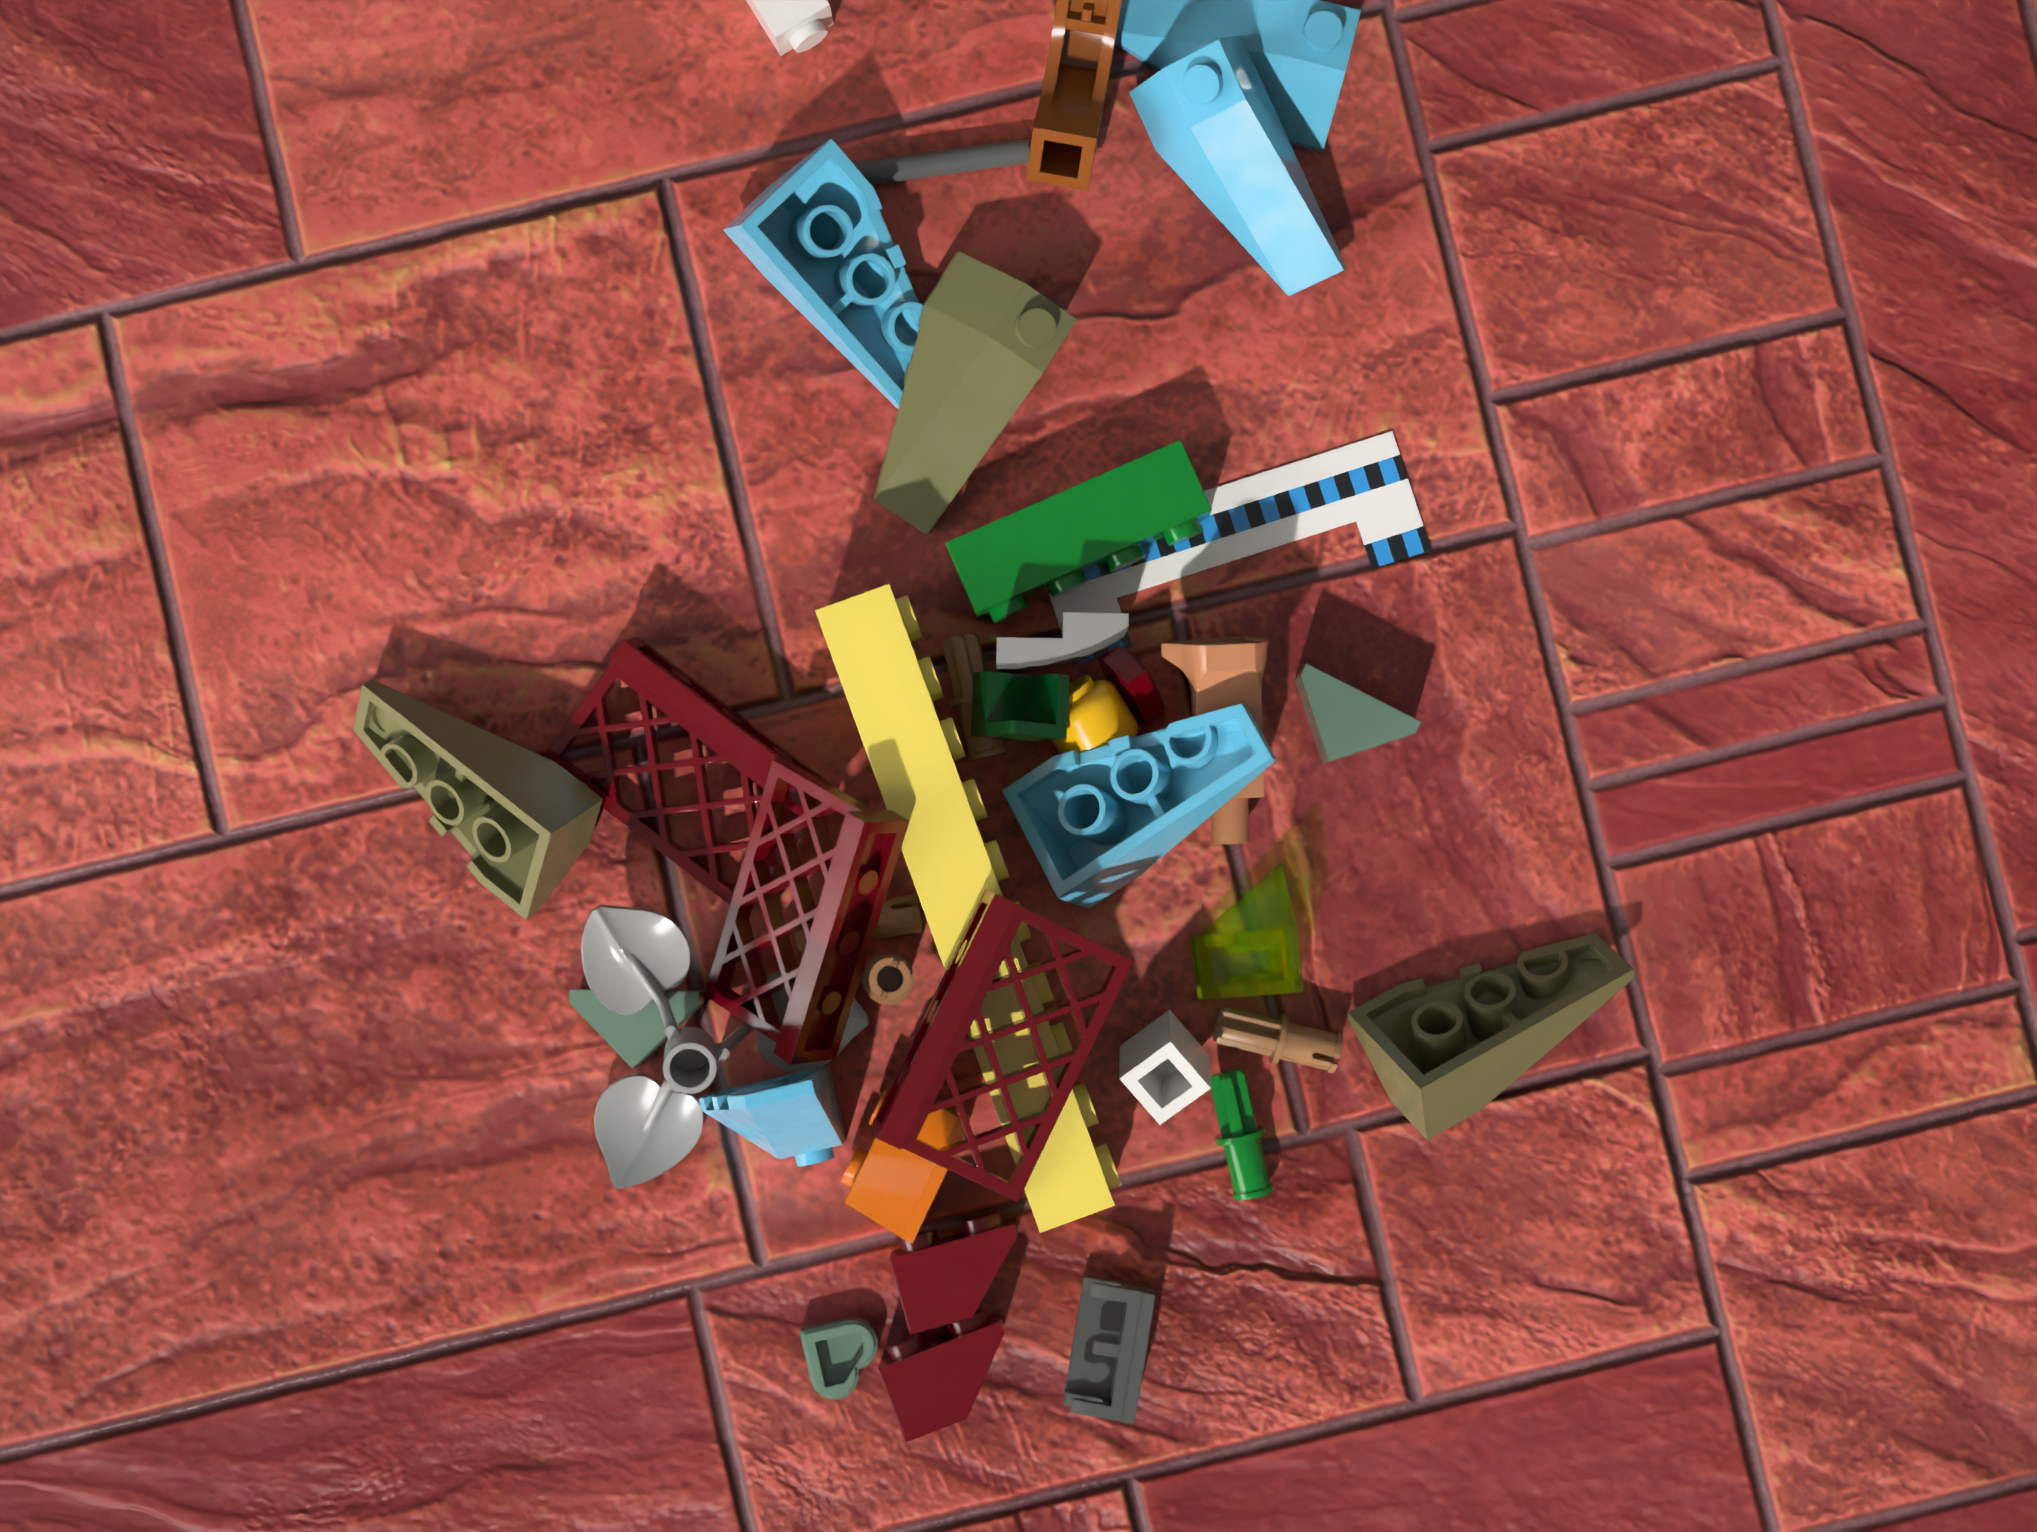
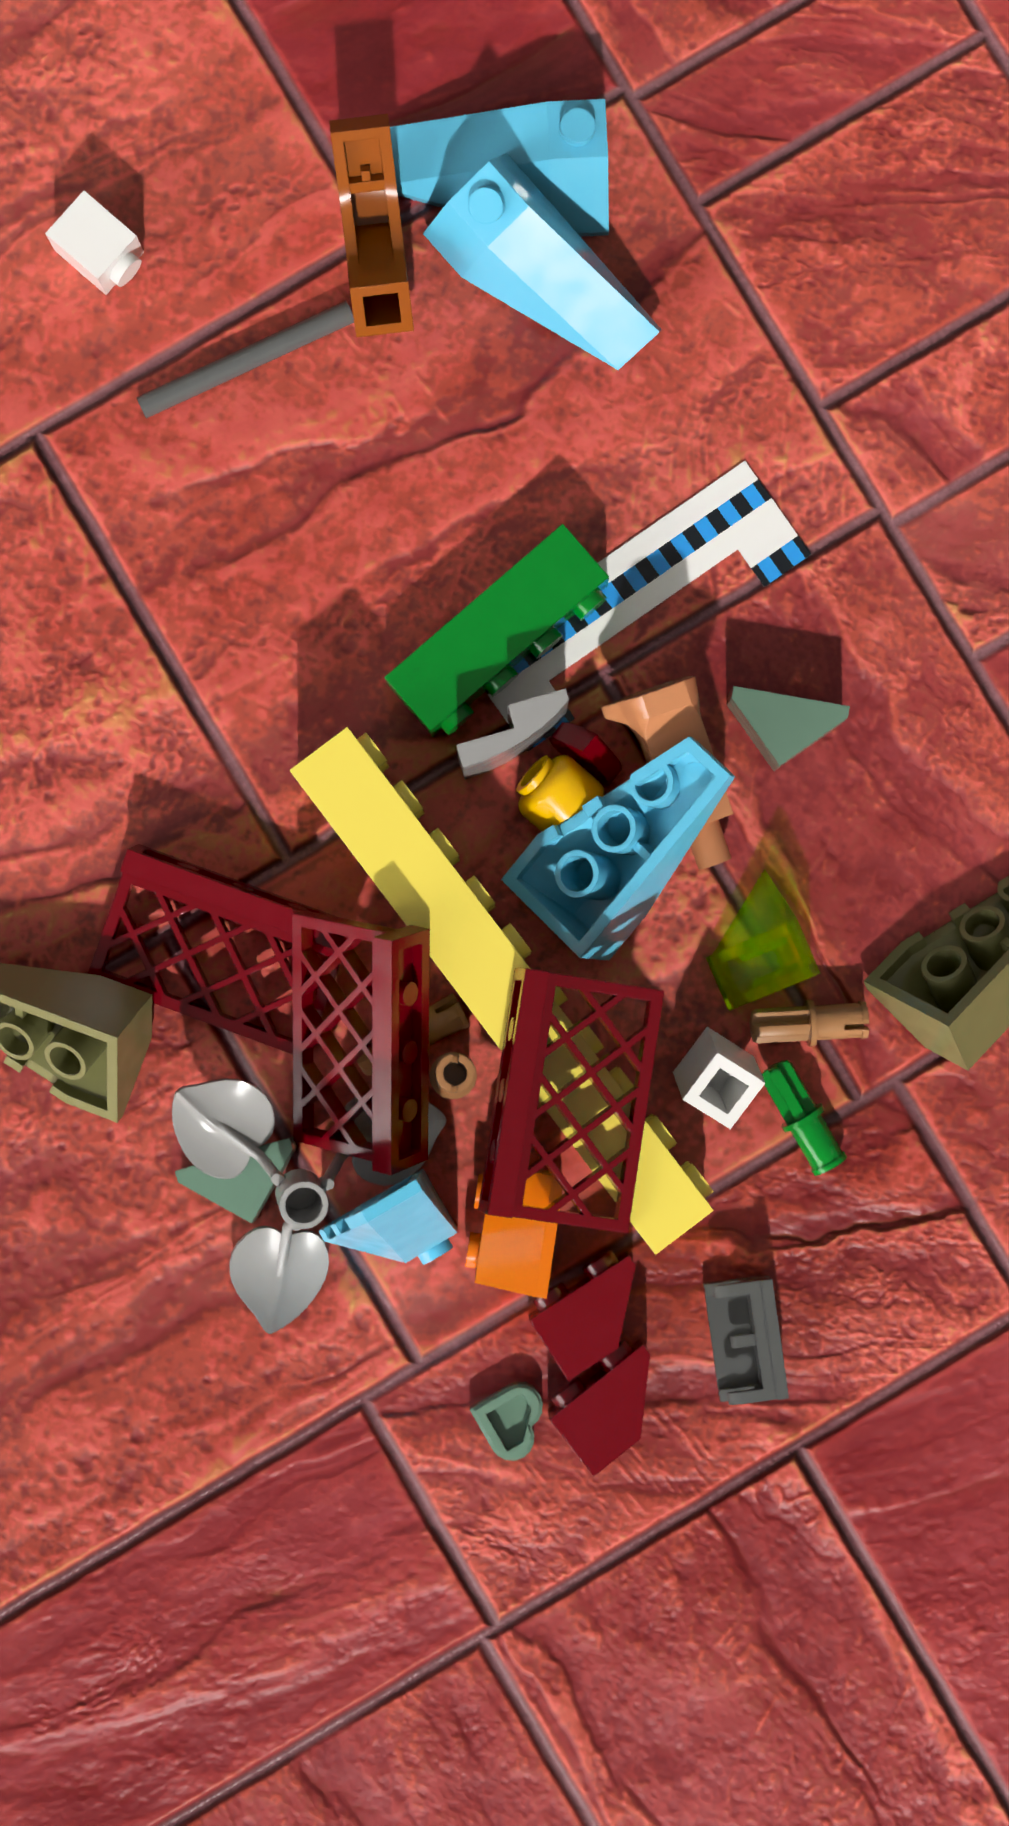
camera: 20 degrees left, 0 degrees up
(834, 260) = (211, 460): medium azure wedge -> none
(963, 658) = (450, 806): medium nougat axle -> none
(970, 370) = (360, 515): olive wedge -> none
(1019, 706) = (494, 800): dark green panel -> none

